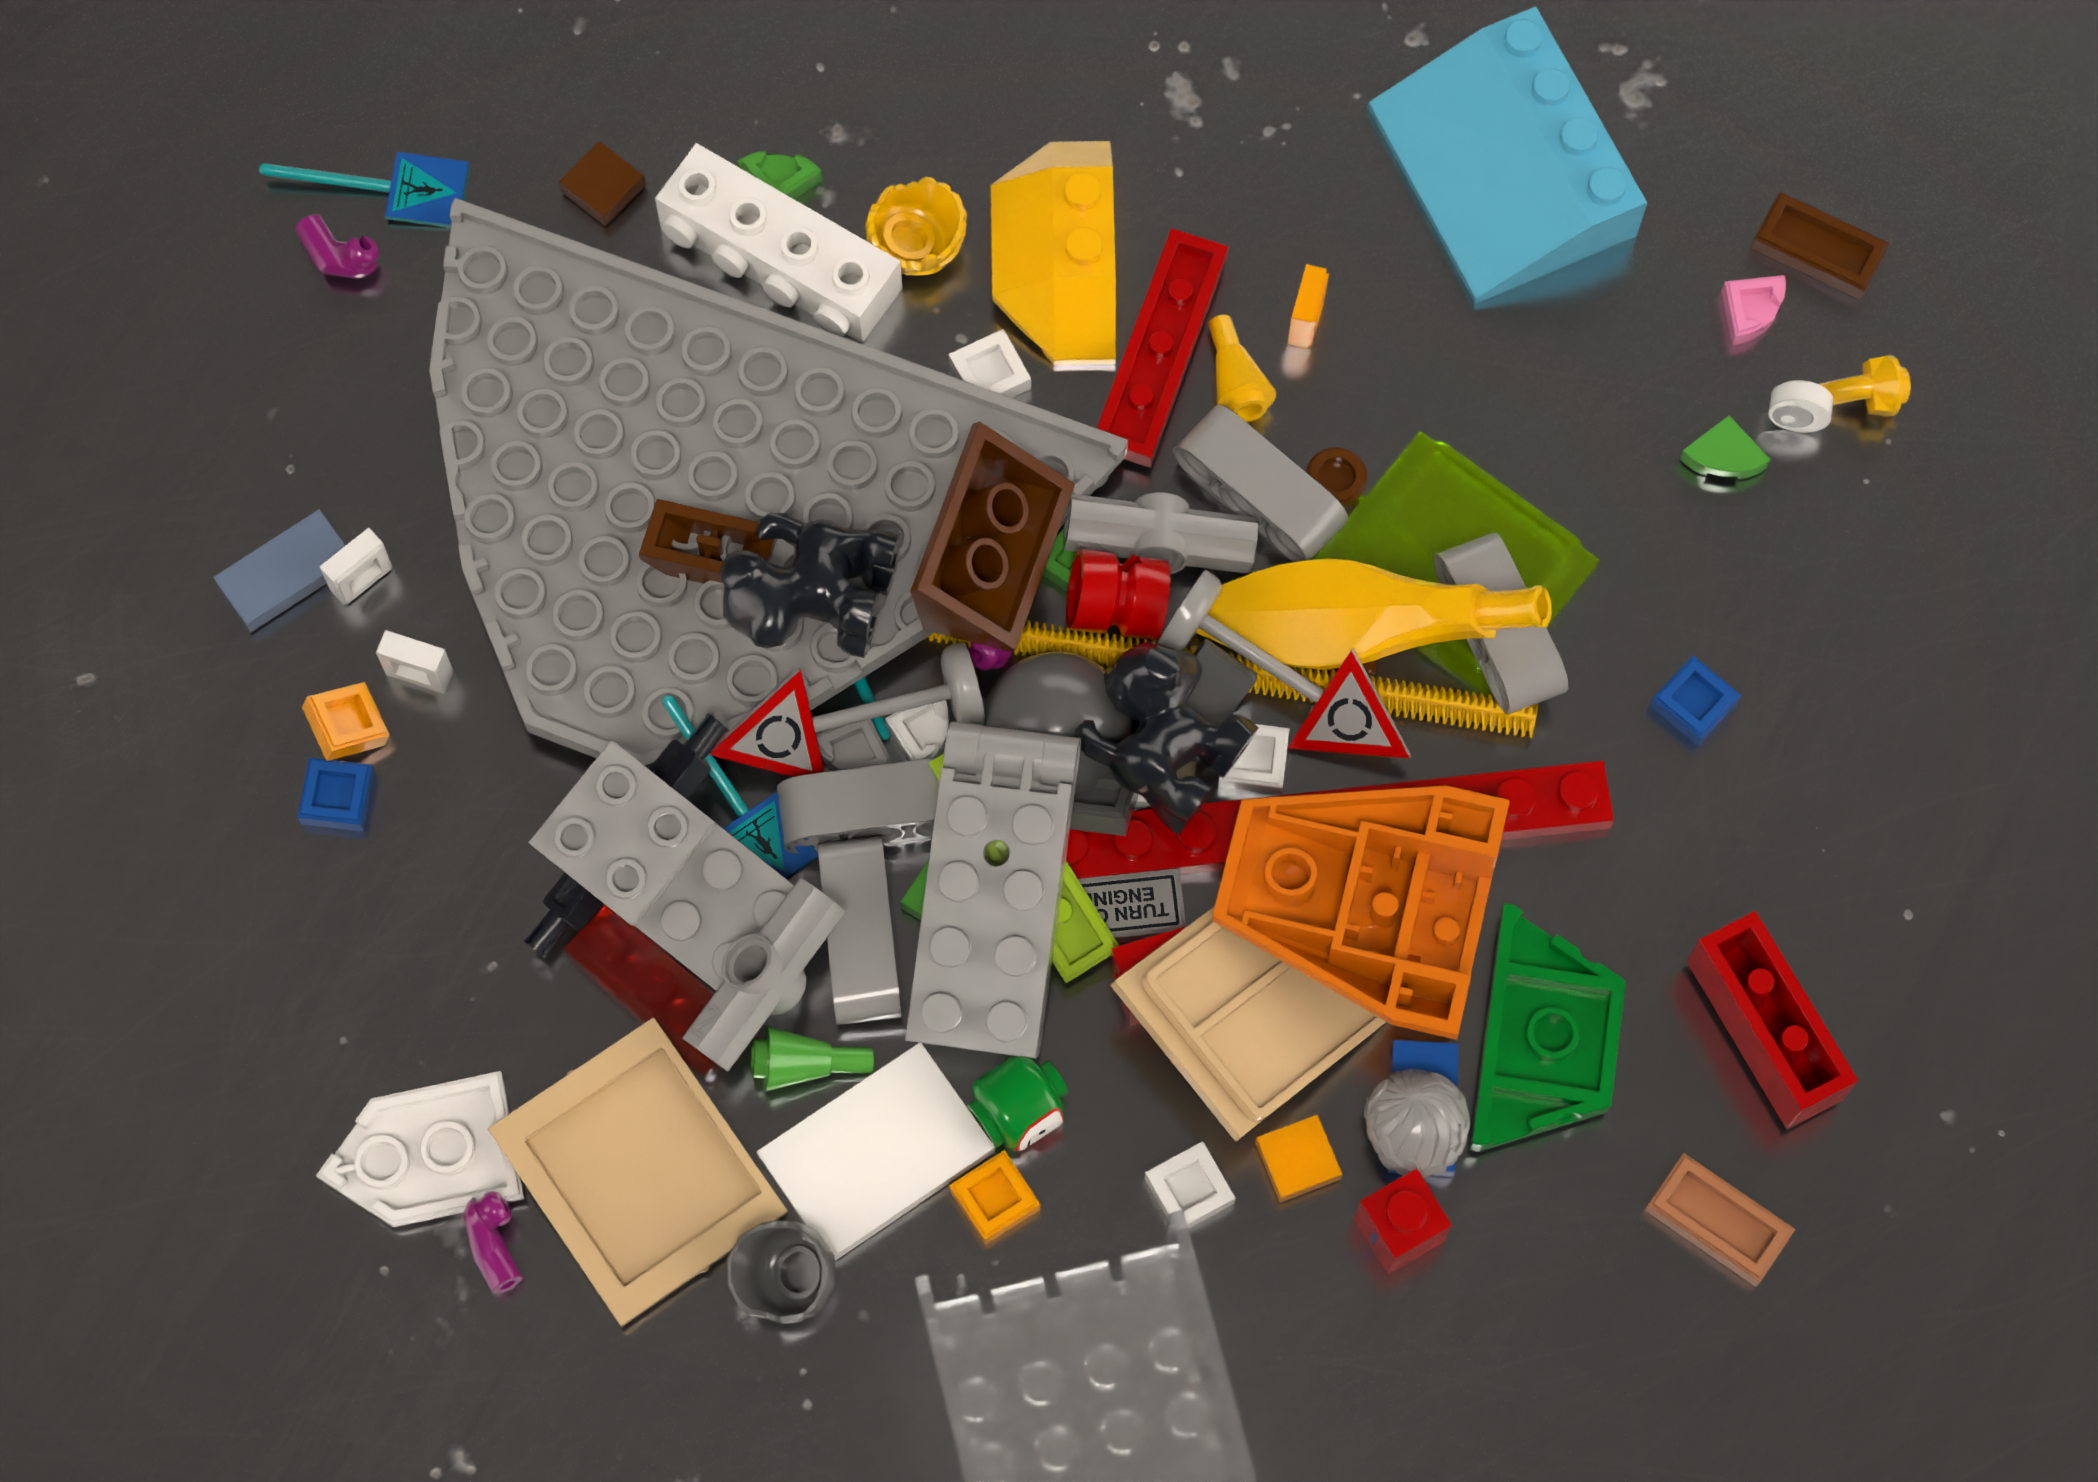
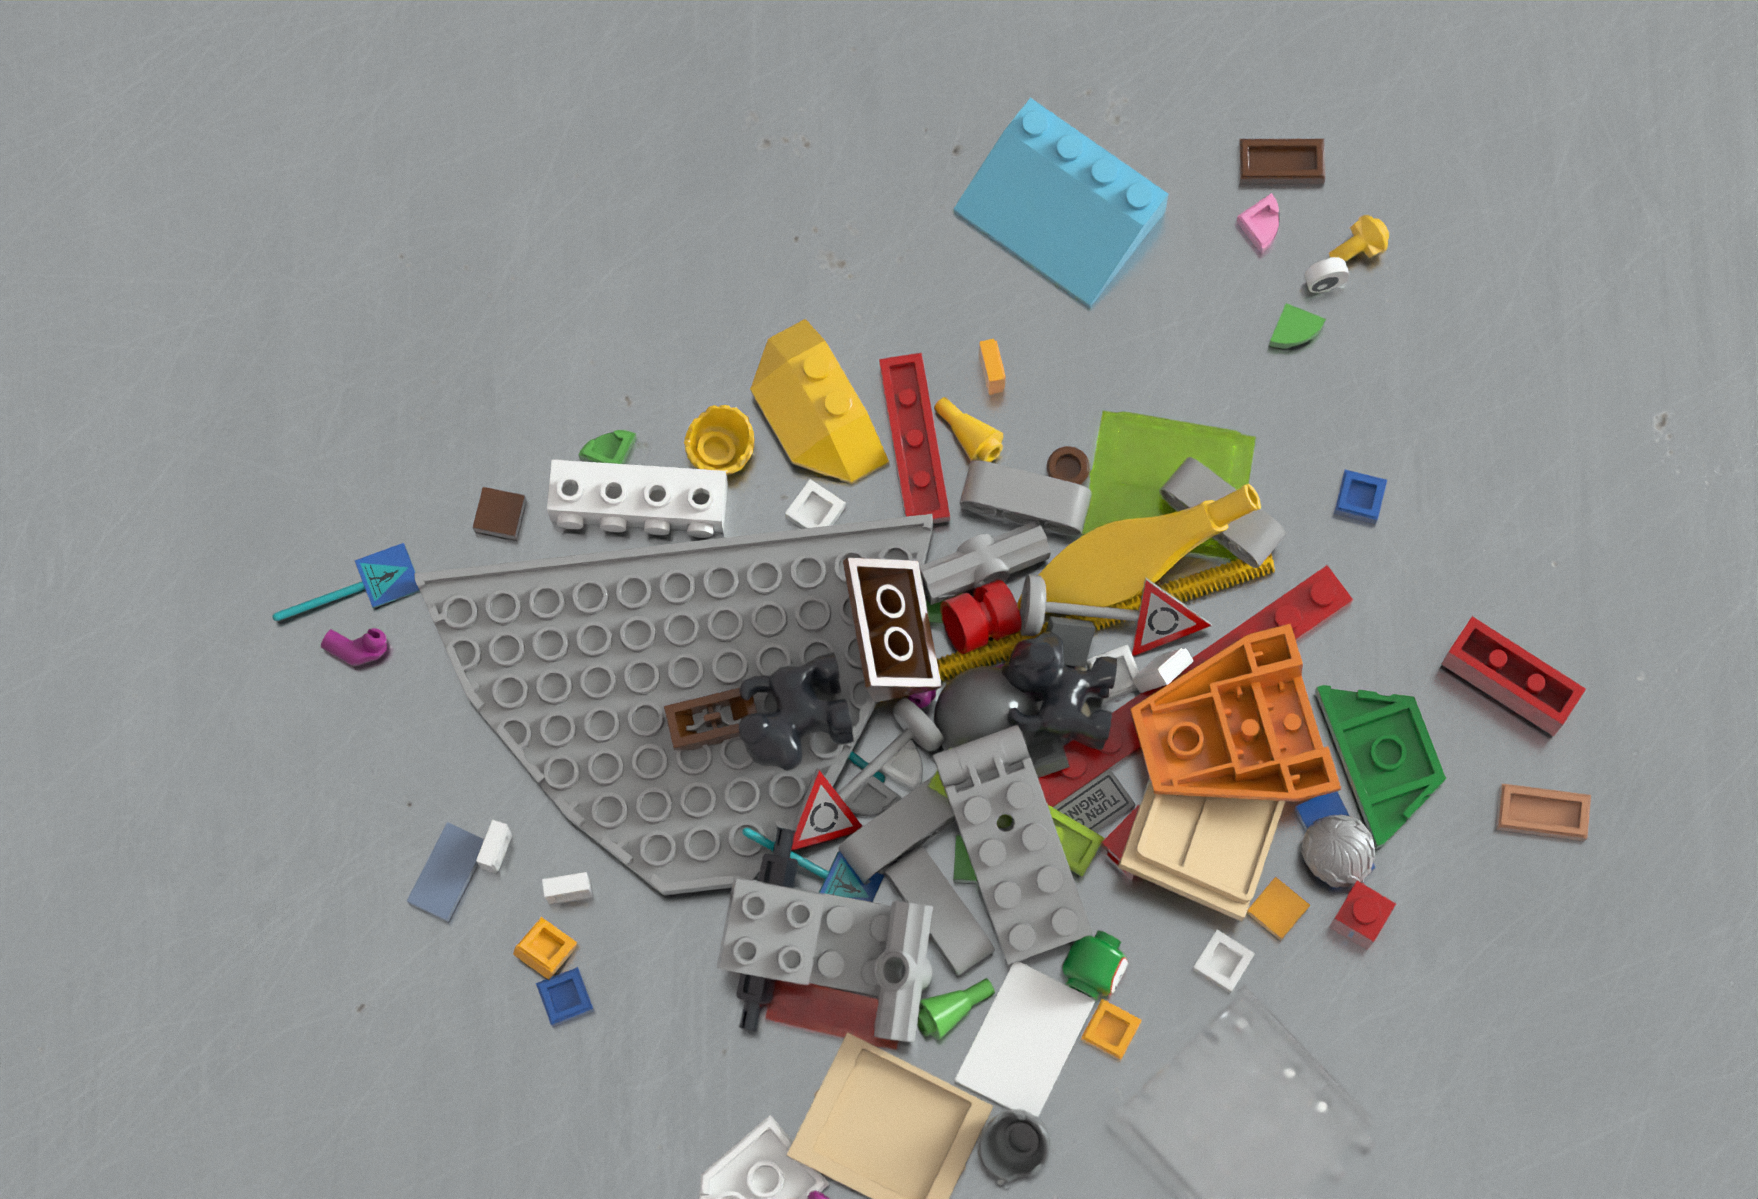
camera: 25 degrees left, 5 degrees up
(1314, 778) = (1162, 670): none -> white tile

